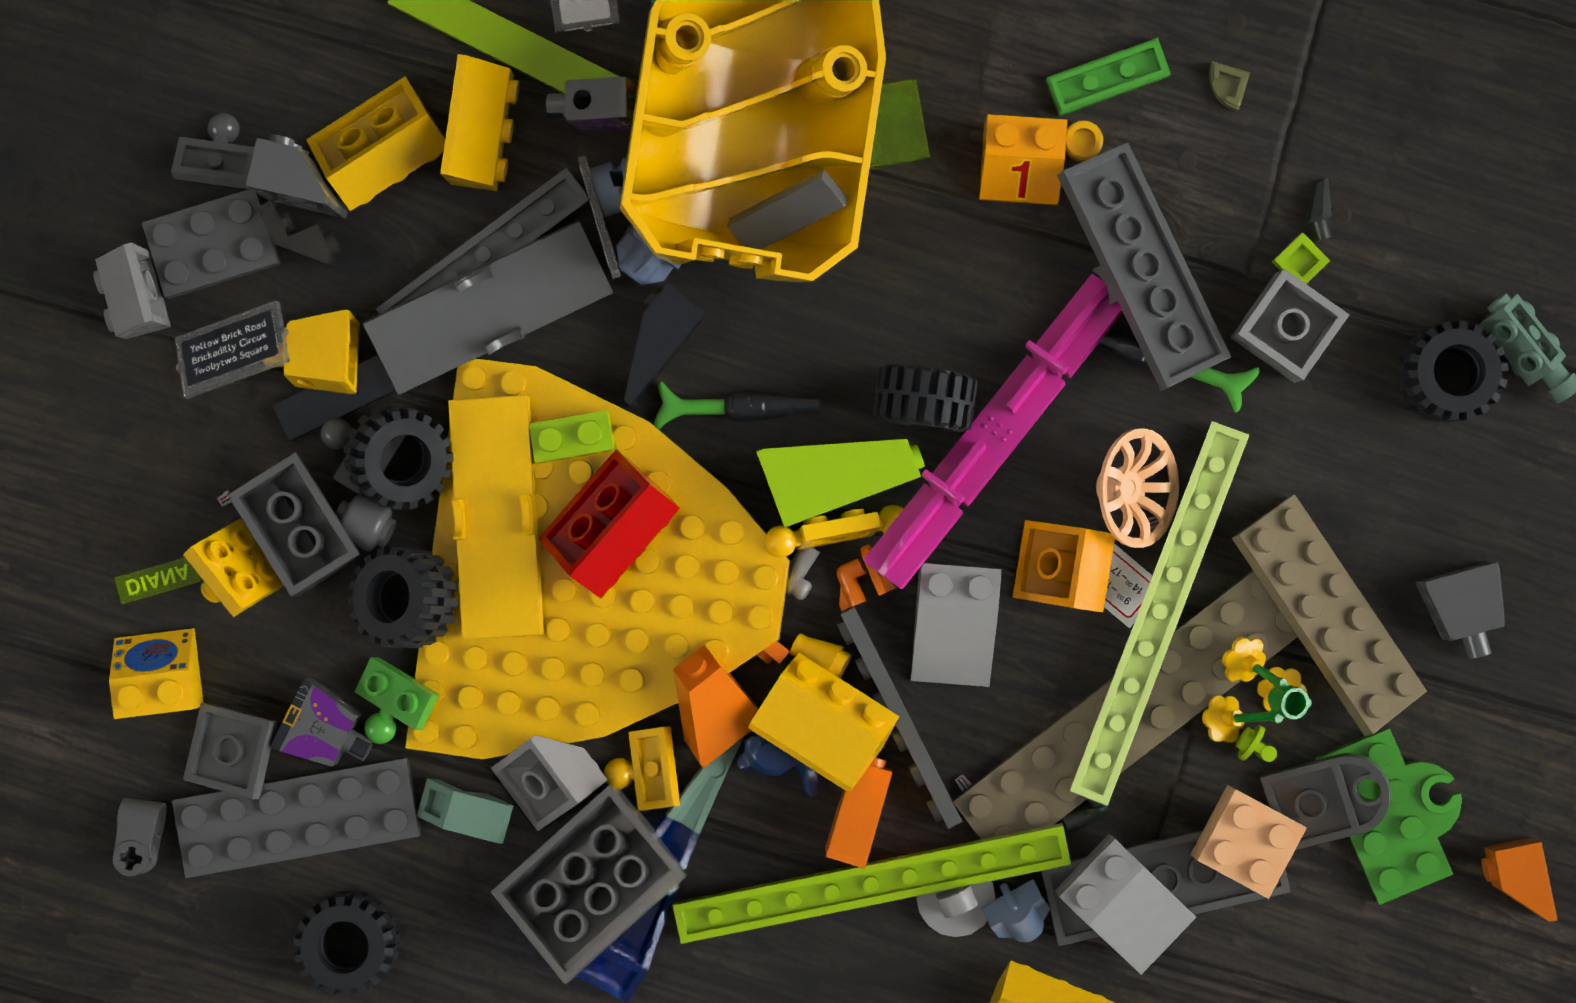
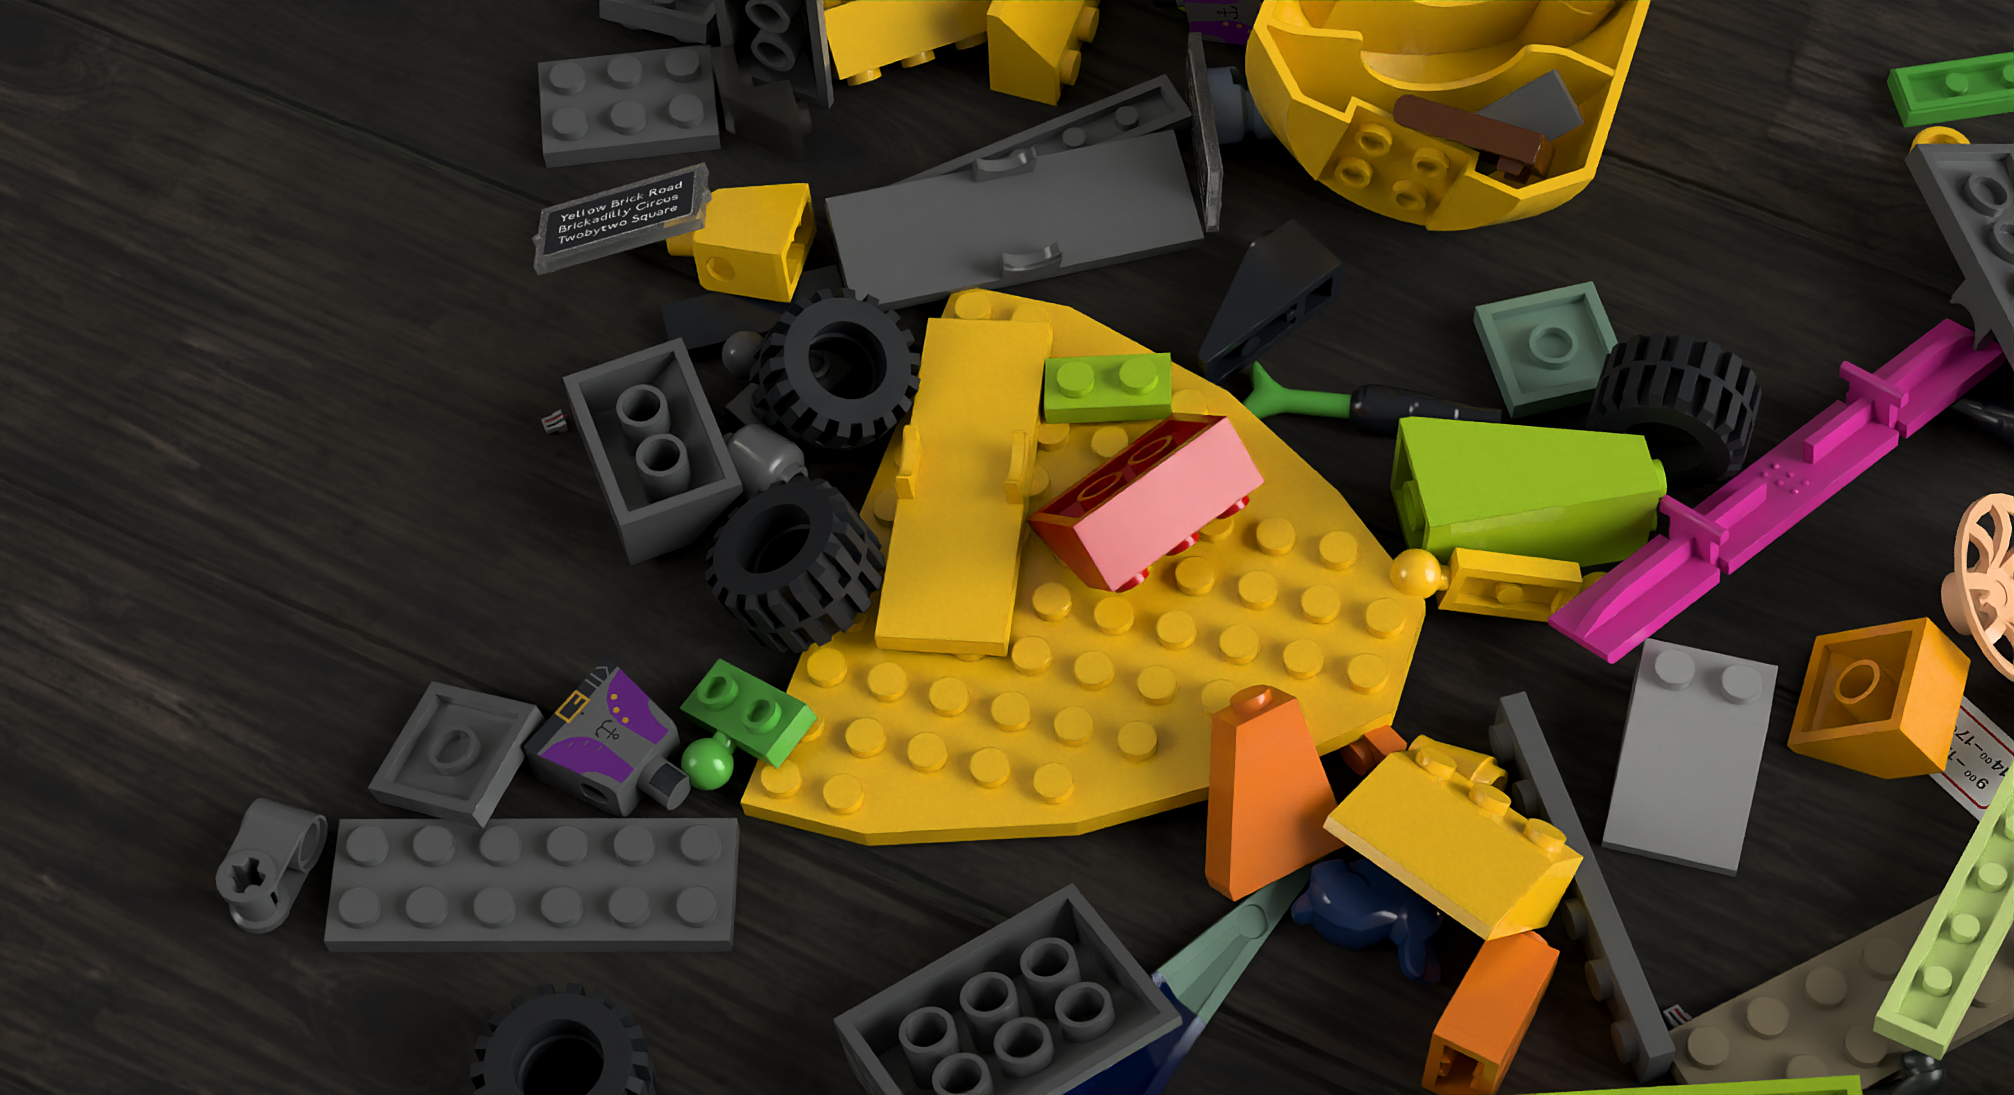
camera: 15 degrees right, 30 degrees down
(131, 292) = (497, 129): light grey slope -> none
(155, 674) = (370, 640): yellow slope -> none
(156, 580) = (416, 516): clear neon green sticker -> none
(229, 572) = (542, 493): yellow plate -> none
(465, 812) = (818, 907): sand green slope -> none
(548, 778) = (962, 872): light grey slope -> none
(639, 262) = (1261, 194): sand blue piece -> none
(651, 769) = (1145, 893): yellow plate -> none
(775, 236) = (1510, 147): none -> reddish brown container
(798, 569) = (1434, 648): light grey arm -> none
(845, 343) = (1546, 347): none -> sand green plate
(850, 590) = (1517, 664): orange piece -> none
(899, 126) = (1661, 97): clear neon green plate -> none
(1022, 159) = (1849, 153): light orange slope -> none

